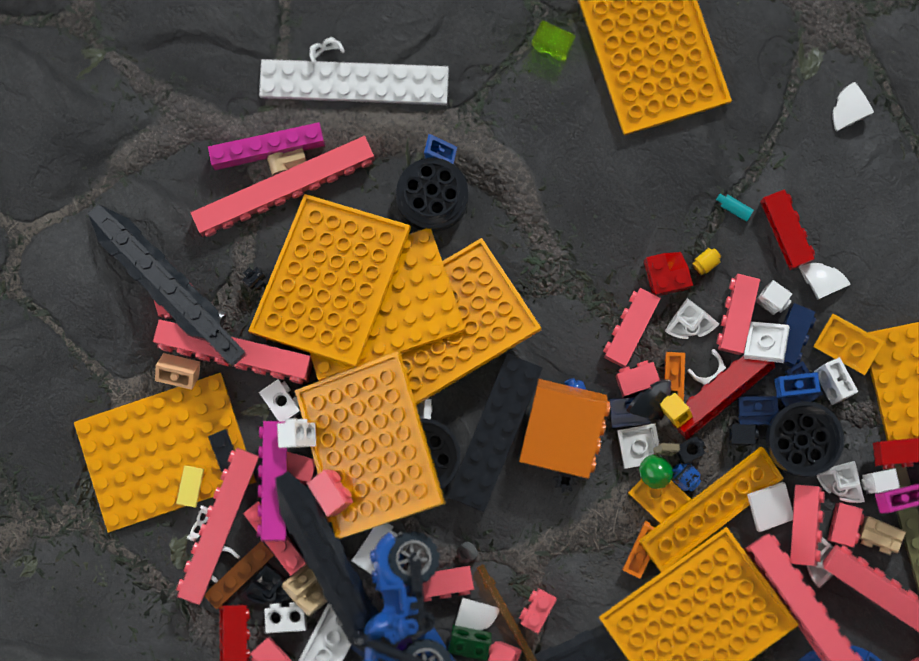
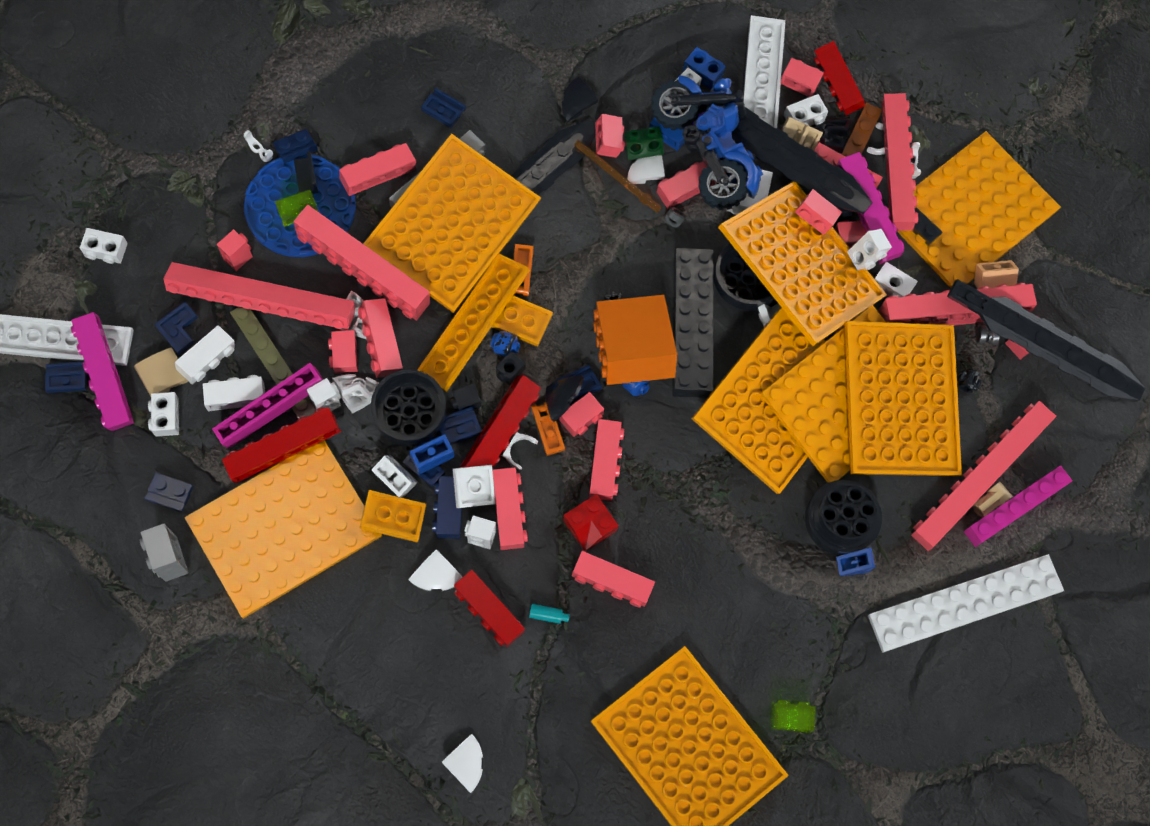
camera: 150 degrees right, 10 degrees down
(190, 486) = (937, 186): light yellow tile -> none
(335, 45) = (1018, 615): white cap -> none
(538, 610) = (594, 189): coral brick -> none
(637, 444) = (557, 357): white plate -> none
(655, 471) = (535, 335): green hat -> none
(666, 215) = (613, 579): none -> coral brick
(666, 449) = (532, 357): dark tan tile -> none
(676, 410) = (538, 391): yellow brick -> none
(691, 321) = (551, 488): white brick -> none
(706, 261) = (557, 549): yellow brick -> none
(770, 506) = (418, 344): white tile -> none
(881, 535) = (303, 352): tan brick -> none

